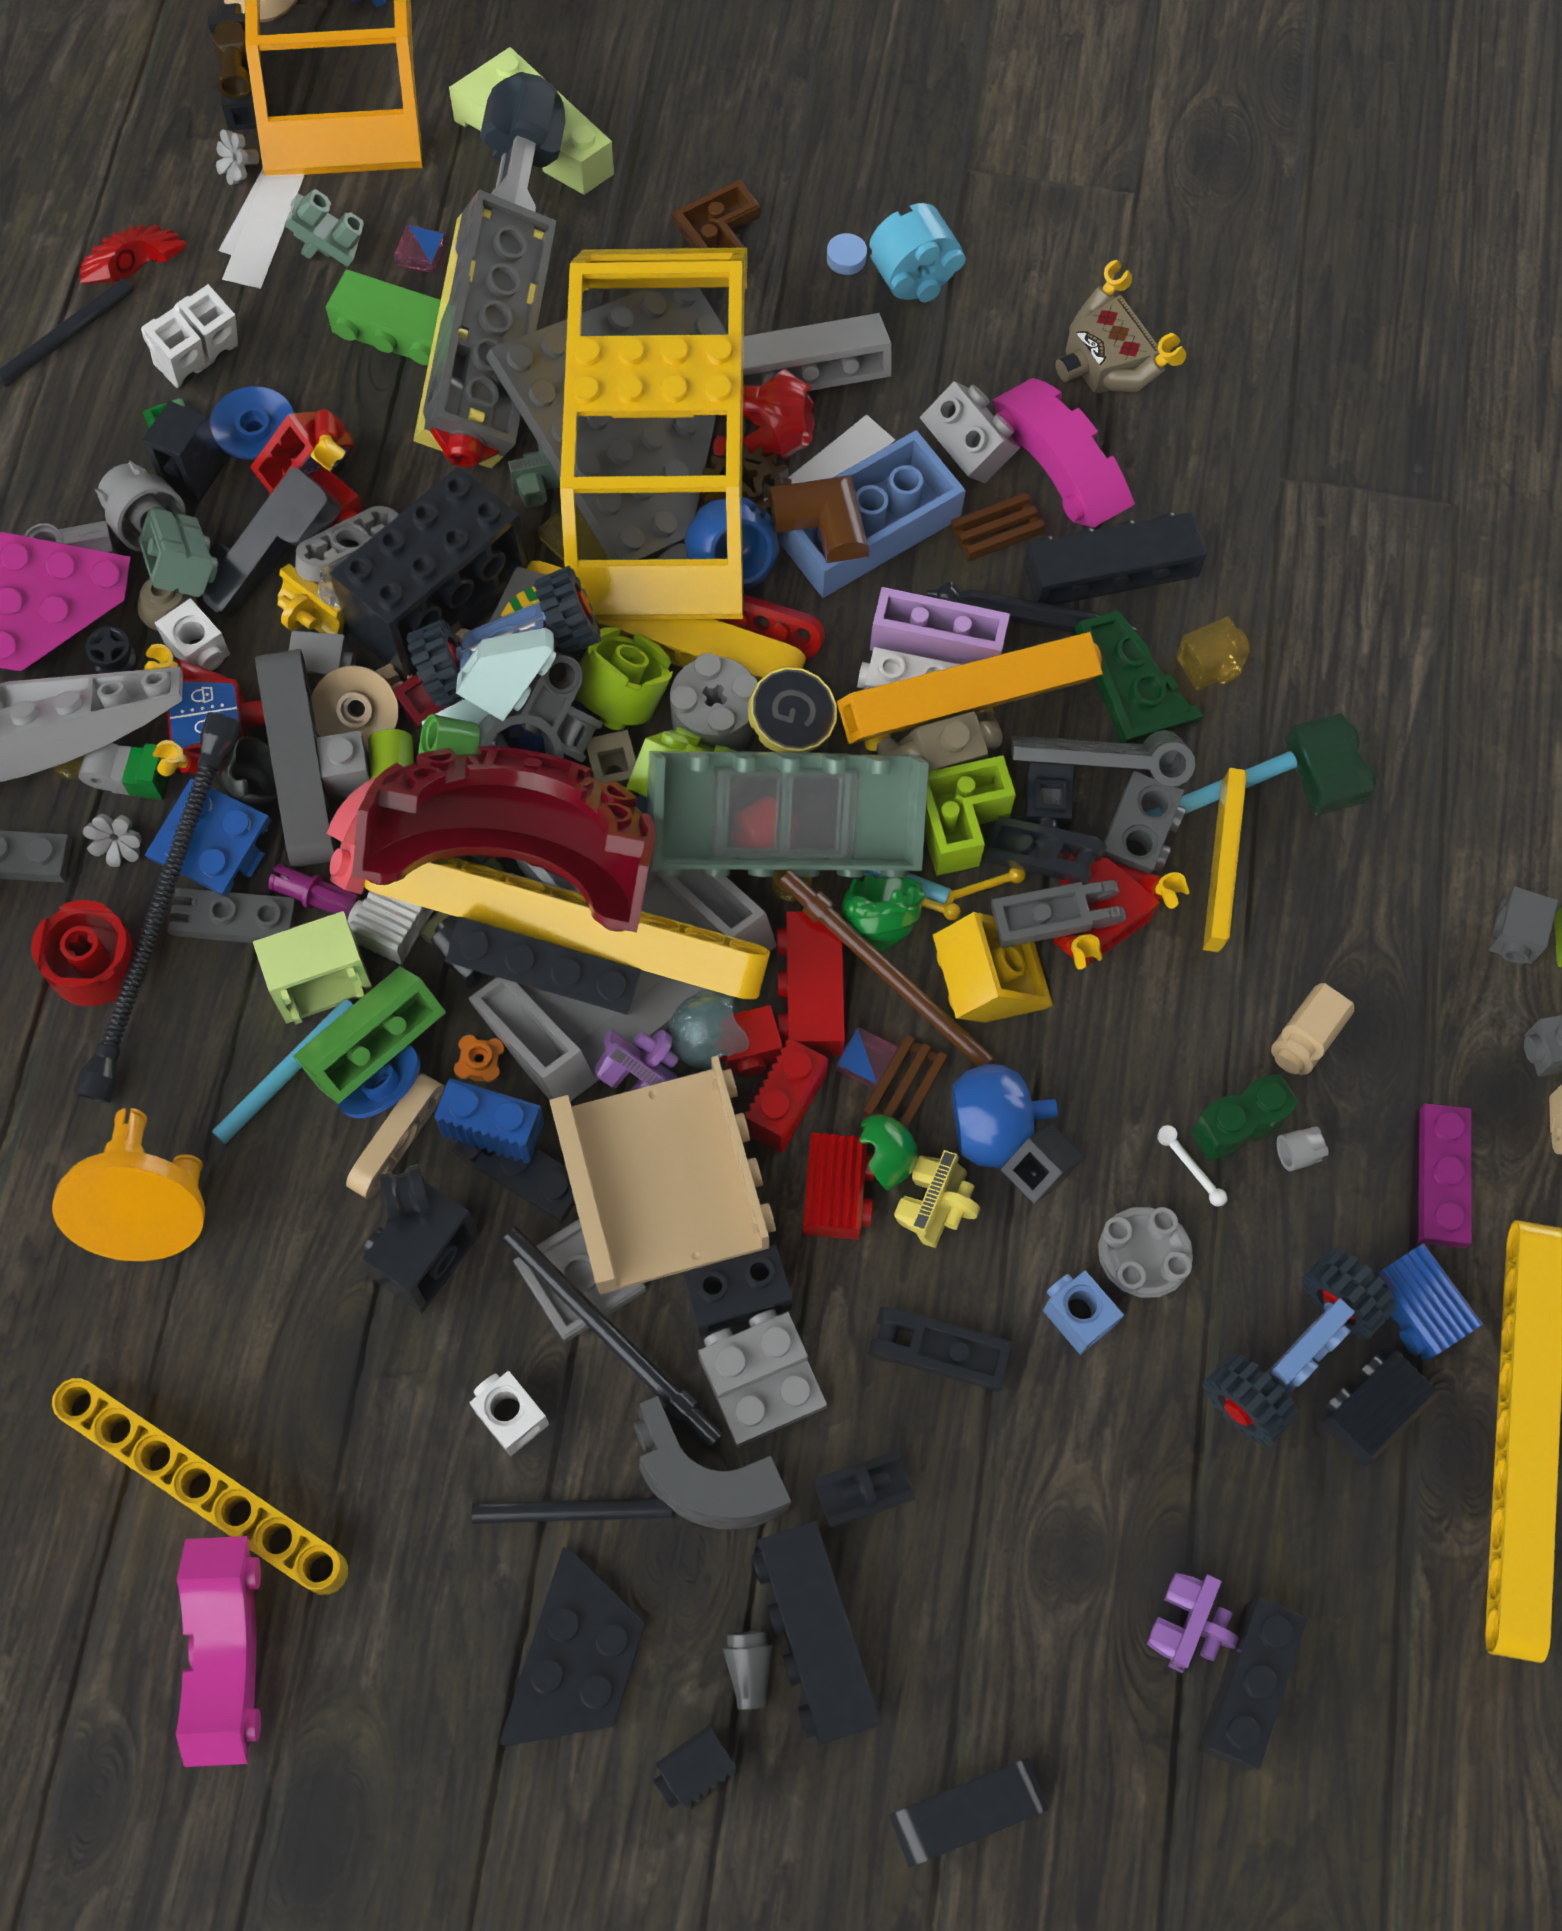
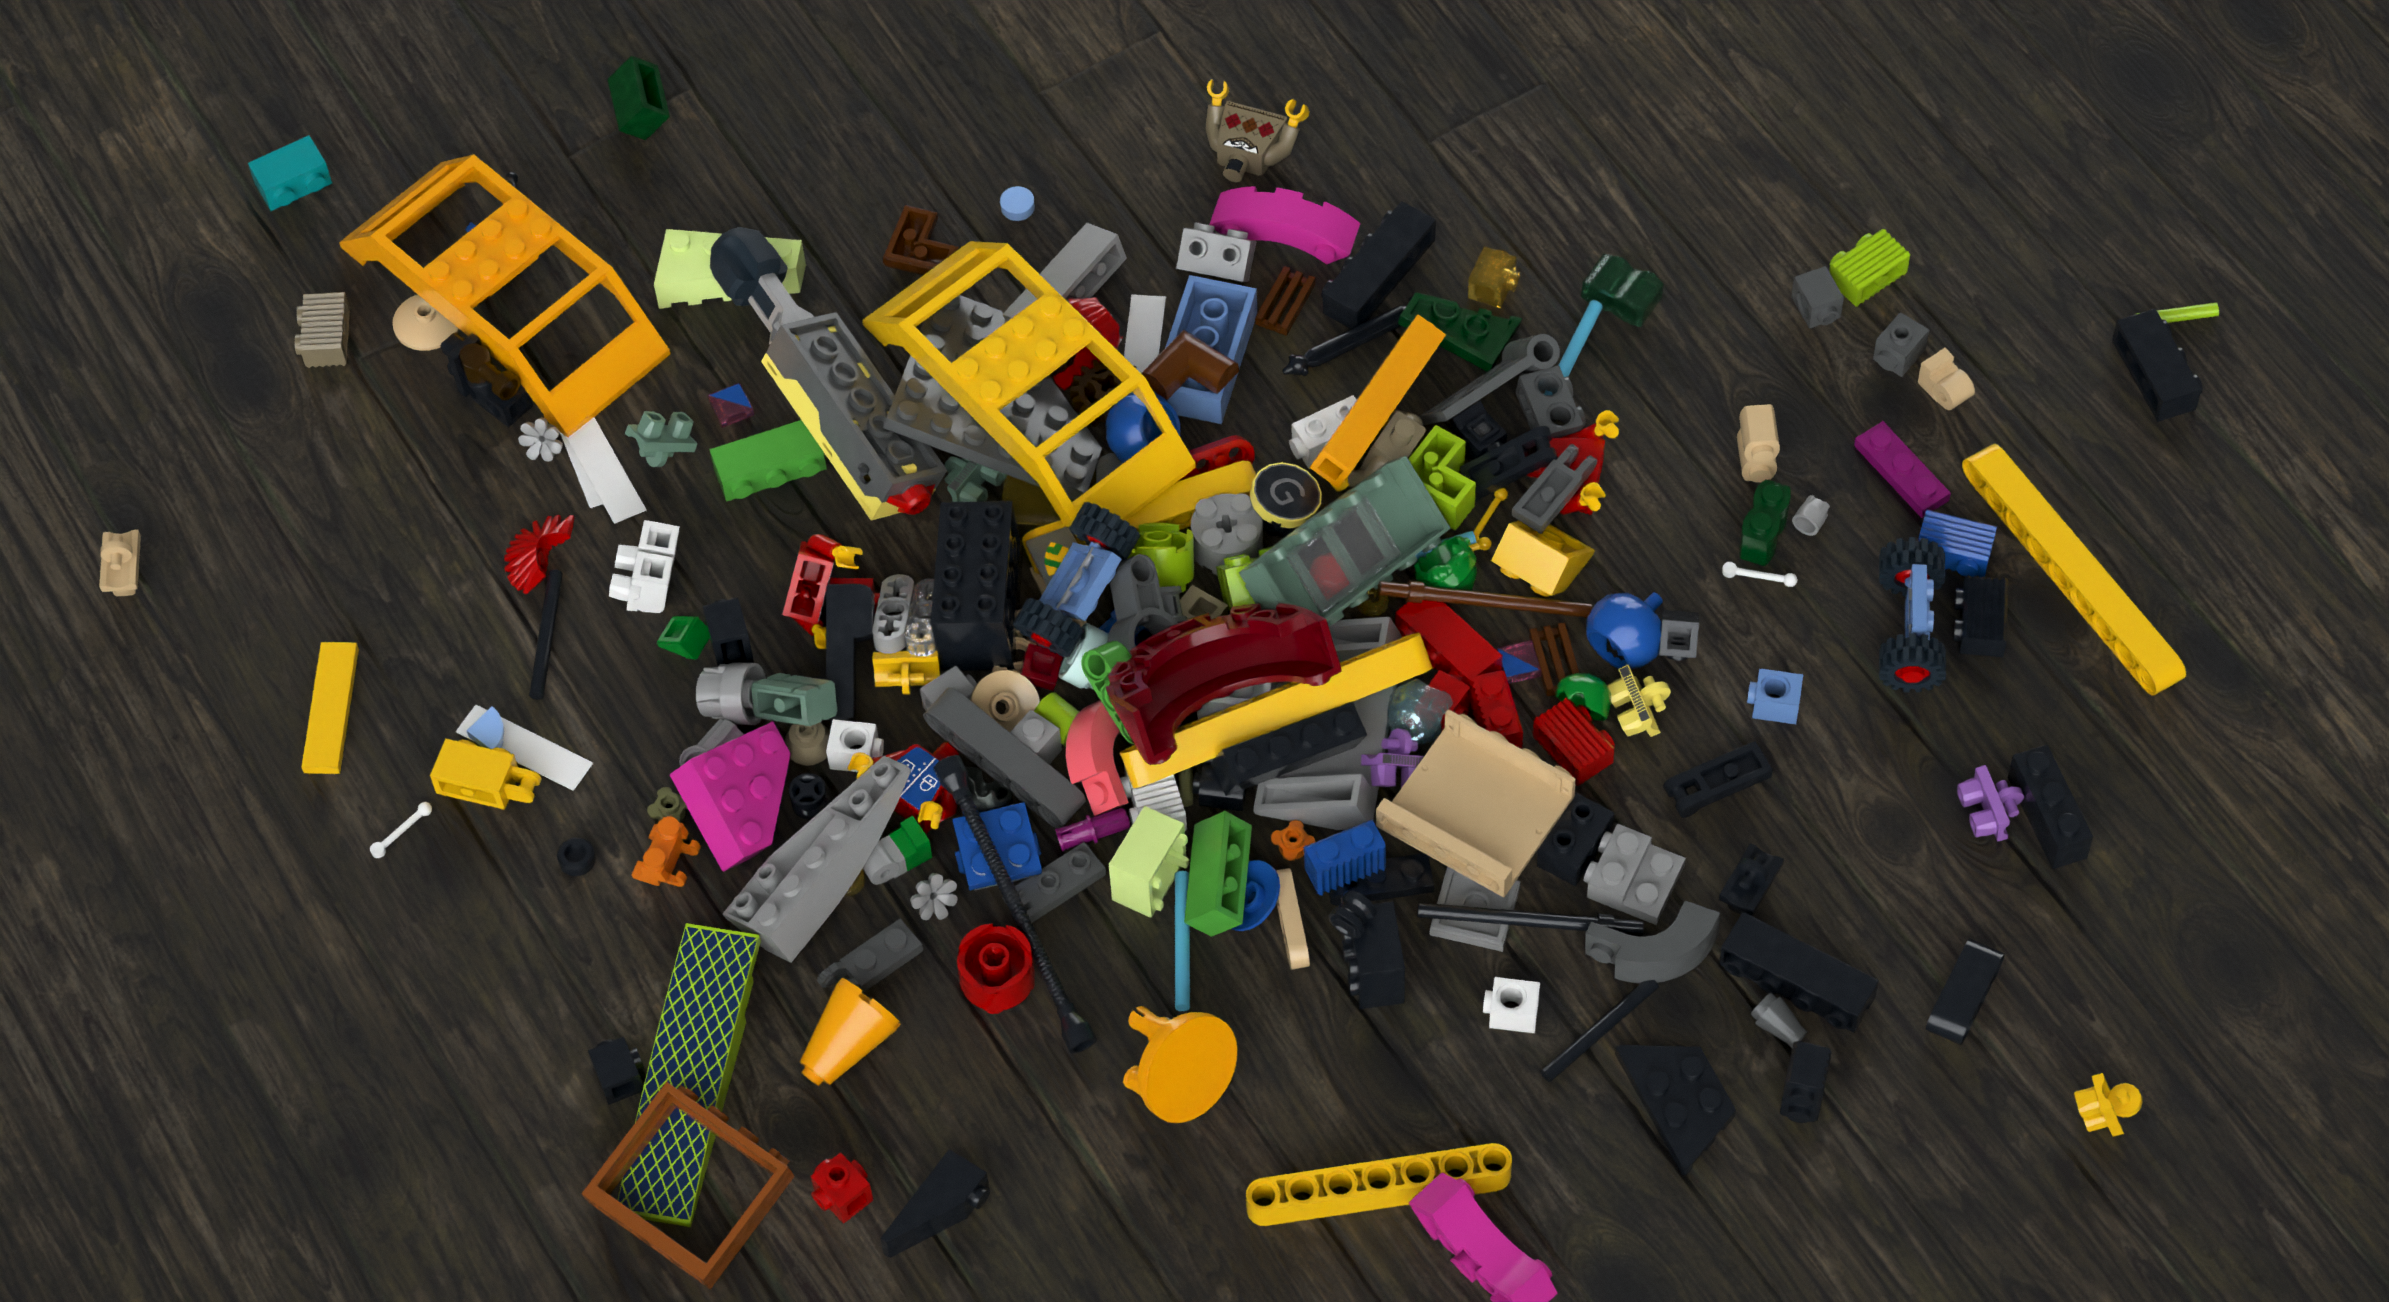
camera: 35 degrees left, 10 degrees down
(241, 413) = (748, 579): blue dish -> none
(503, 668) = (1108, 588): light aqua slope -> none
(916, 253) = (1072, 168): medium azure brick -> none
(937, 628) = (1318, 385): lavender brick -> none
(1145, 1251) = (1779, 638): light grey dish -> none
(1224, 860) = (1616, 389): yellow tile -> none

